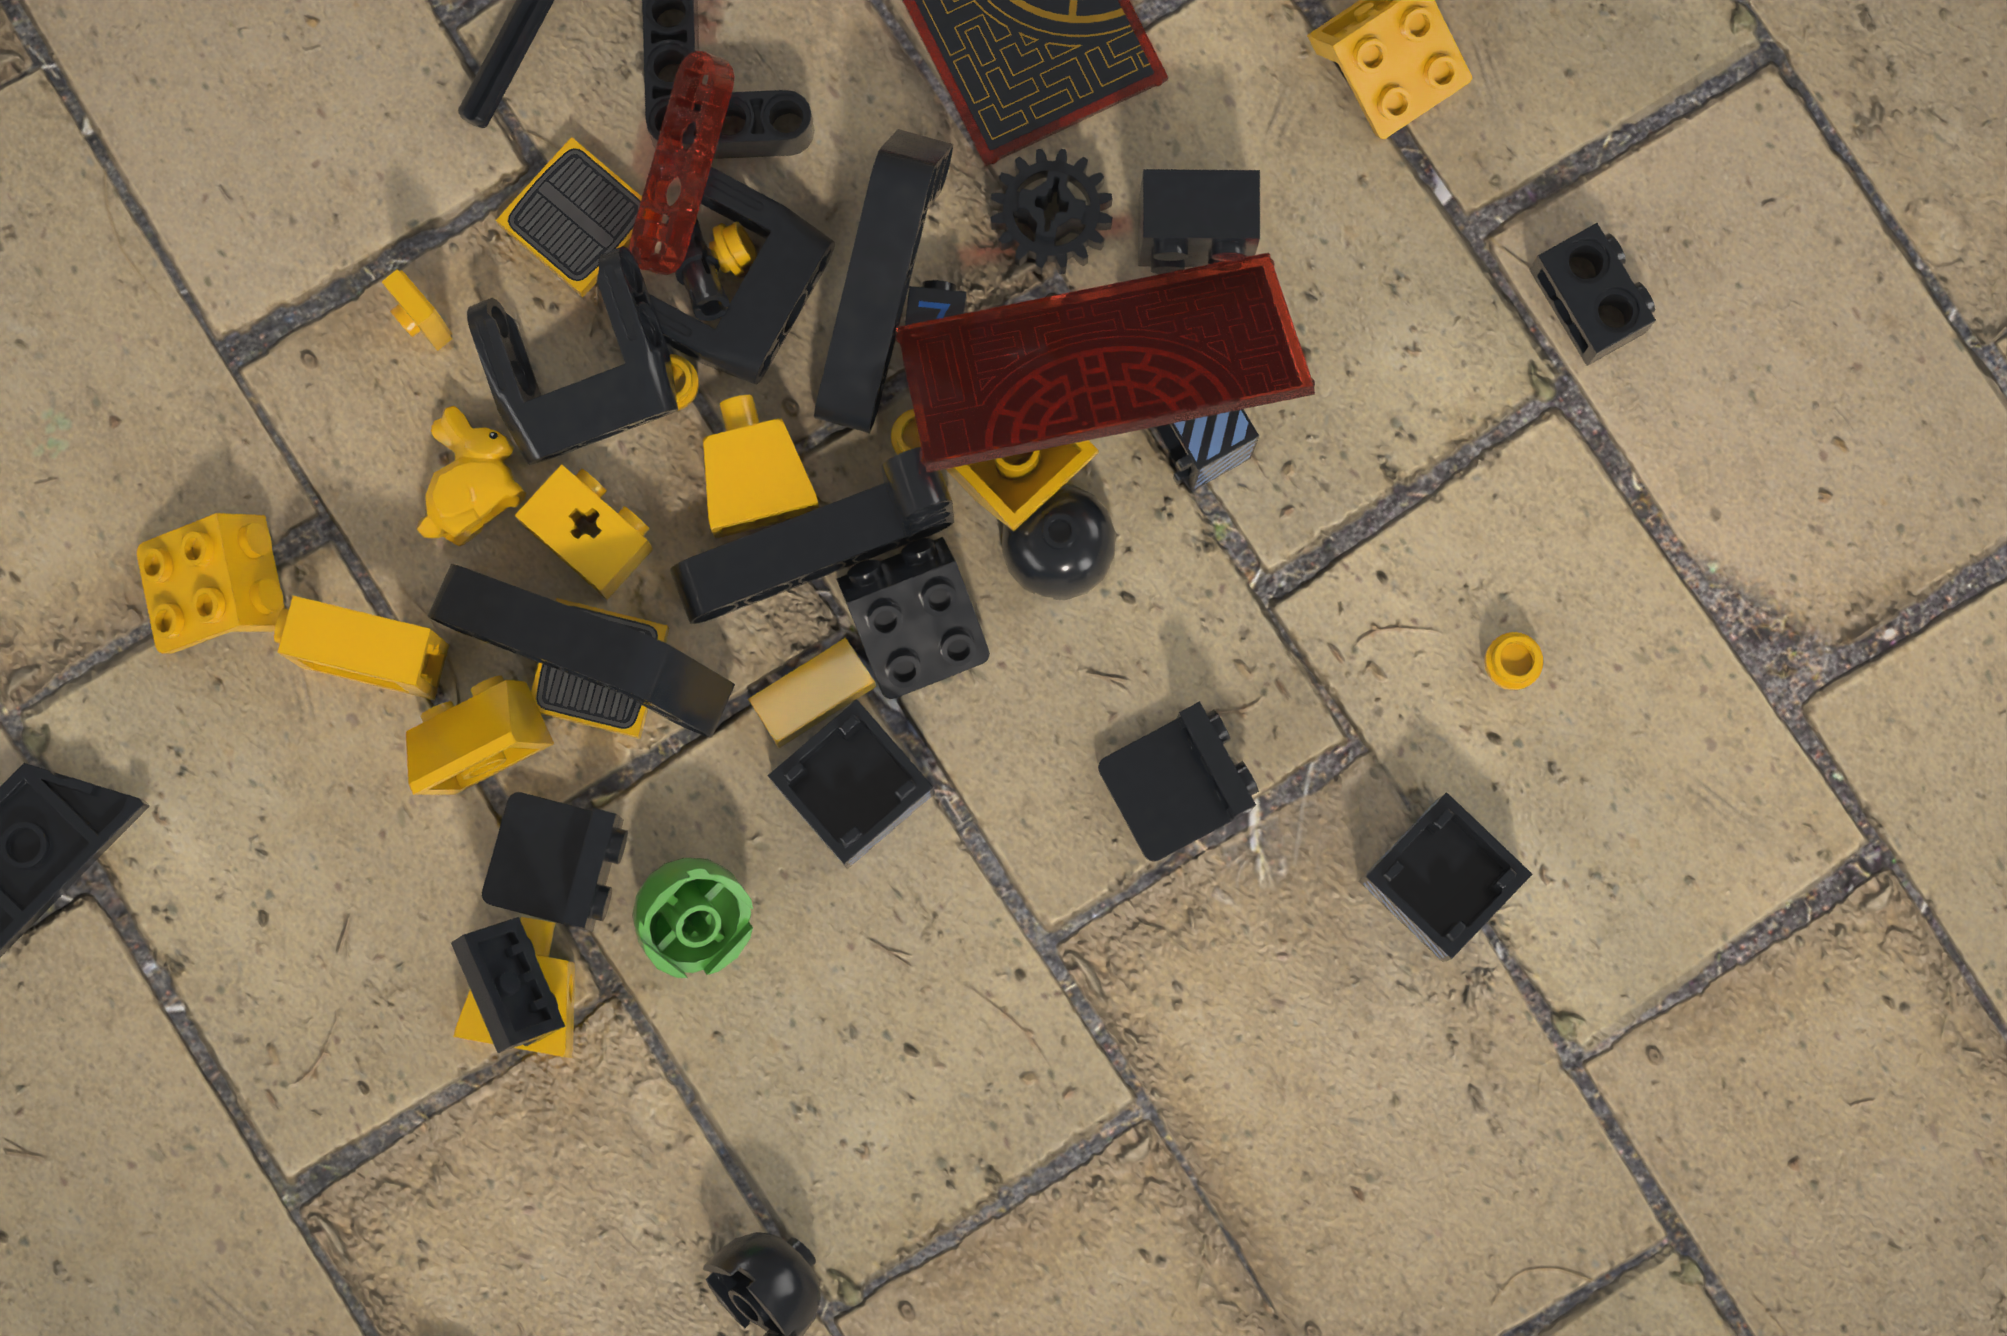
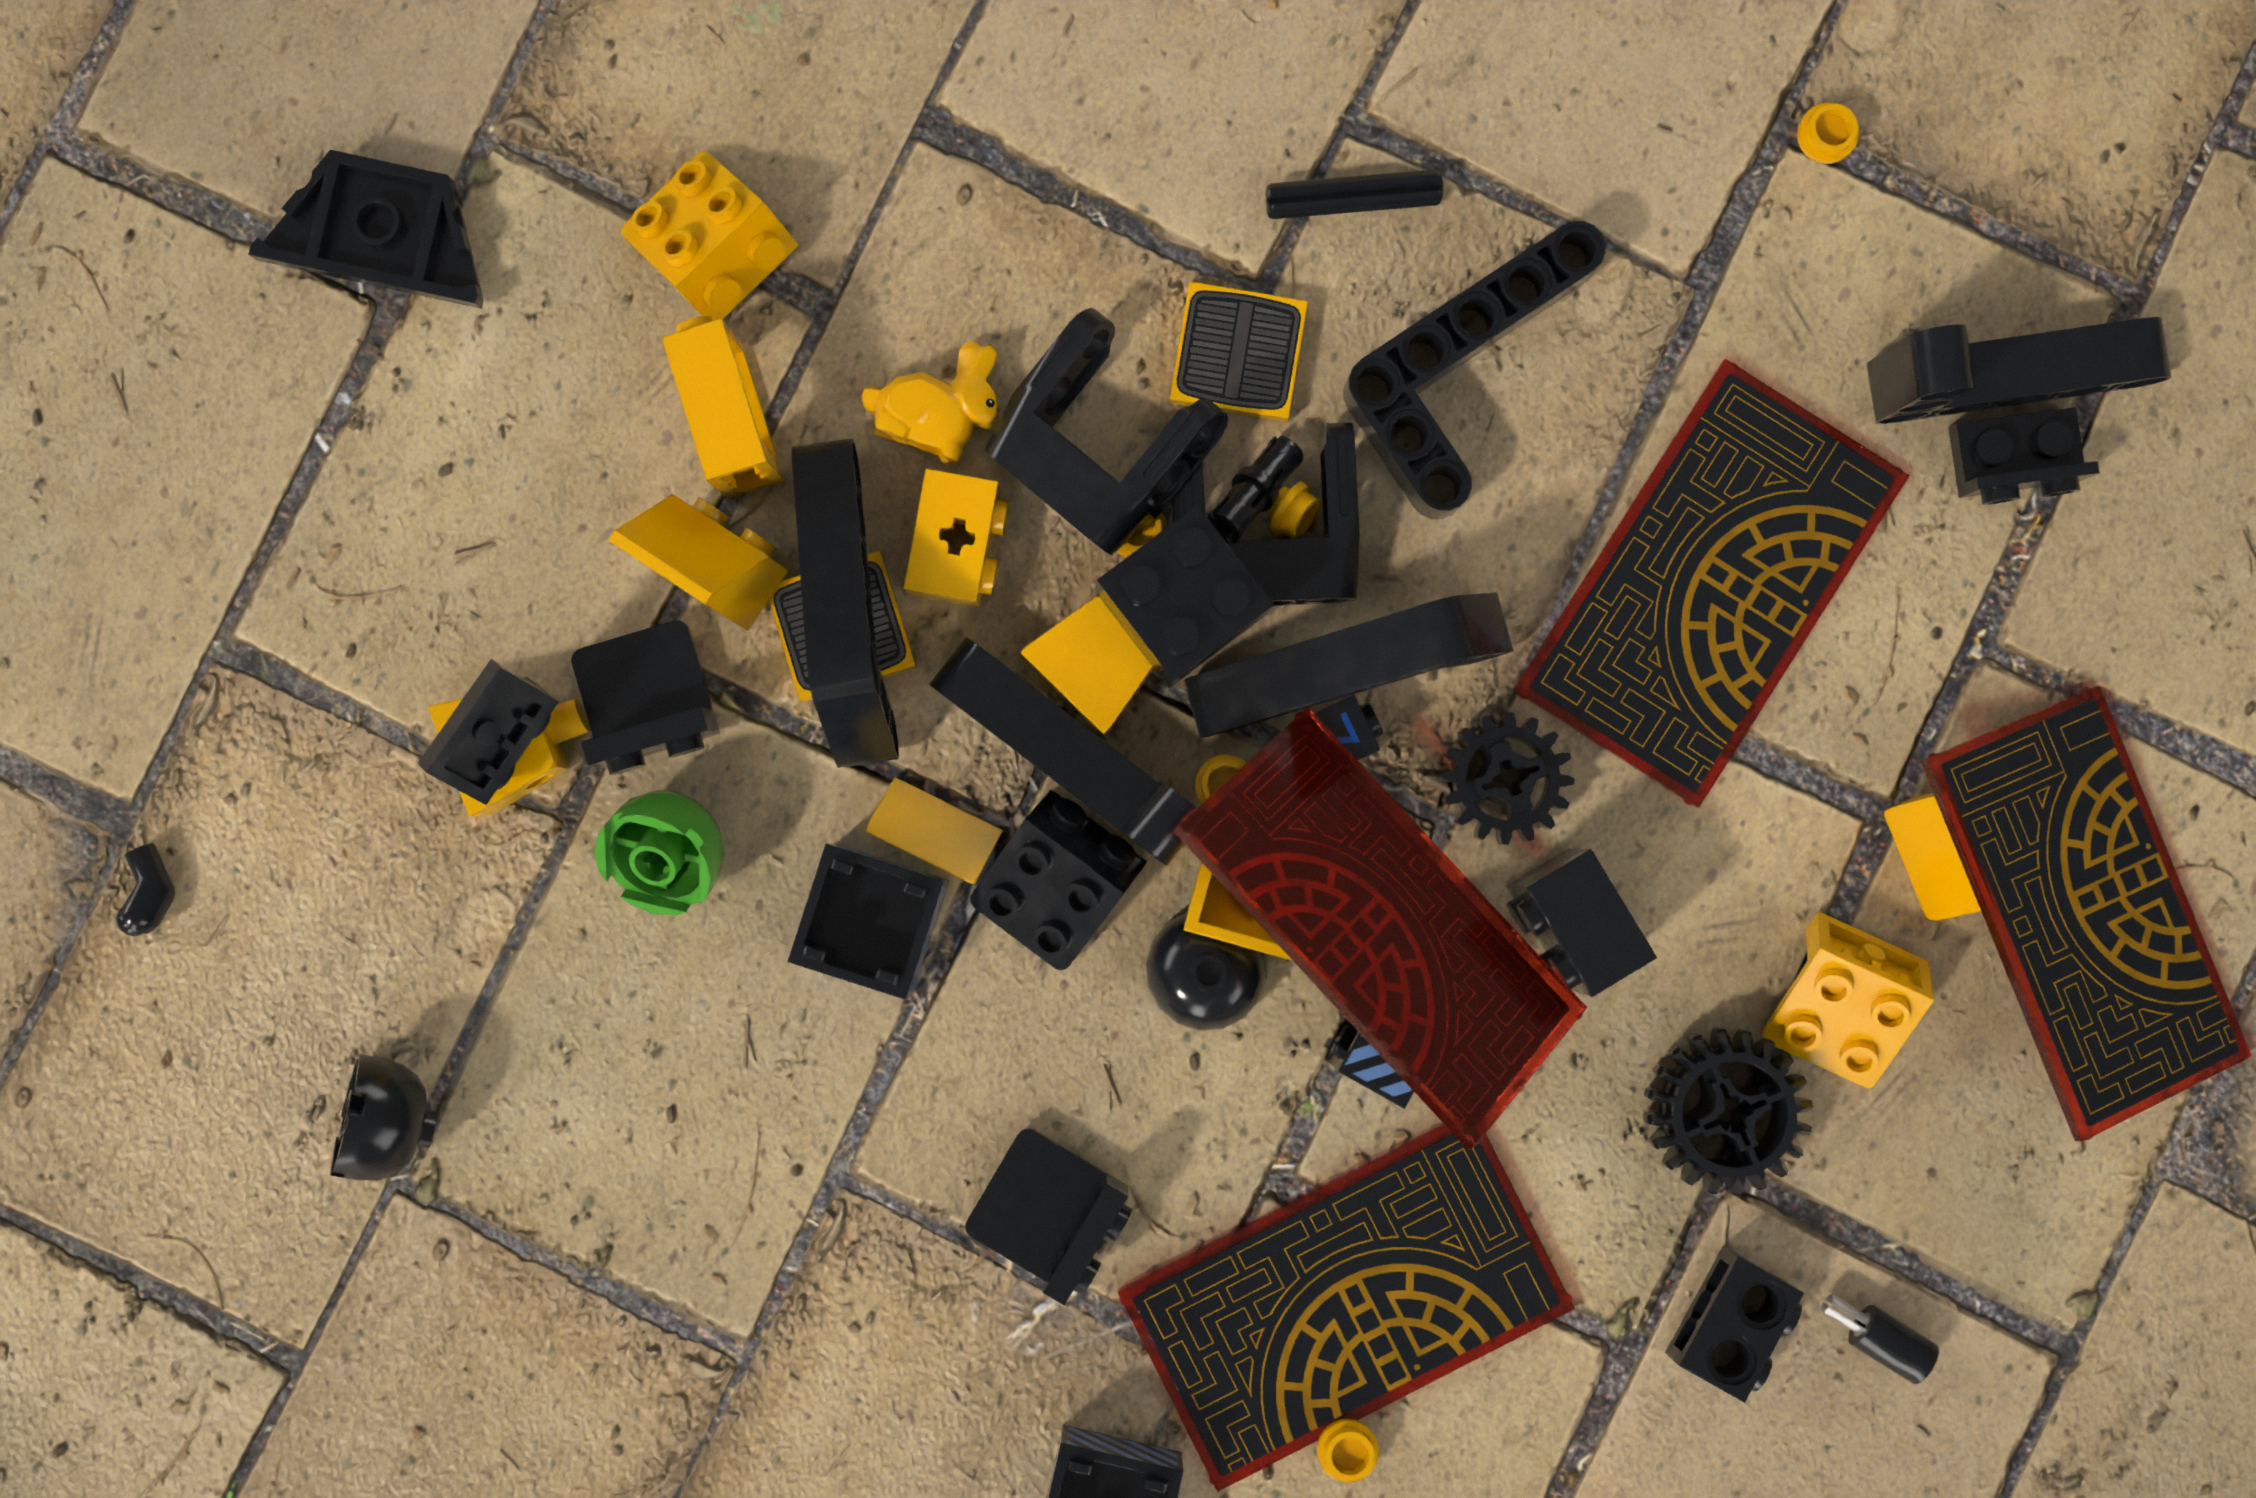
camera: 60 degrees right, 5 degrees up
(415, 311) = (1058, 263): yellow plate -> none
(689, 165) = (1336, 409): clear red beam -> none
(747, 368) = (1183, 596): none -> black brick
(1392, 593) = (1344, 1301): none -> black piece
(1400, 198) = (1774, 1095): none -> black gear
(1675, 186) = (1886, 1339): none -> black piece

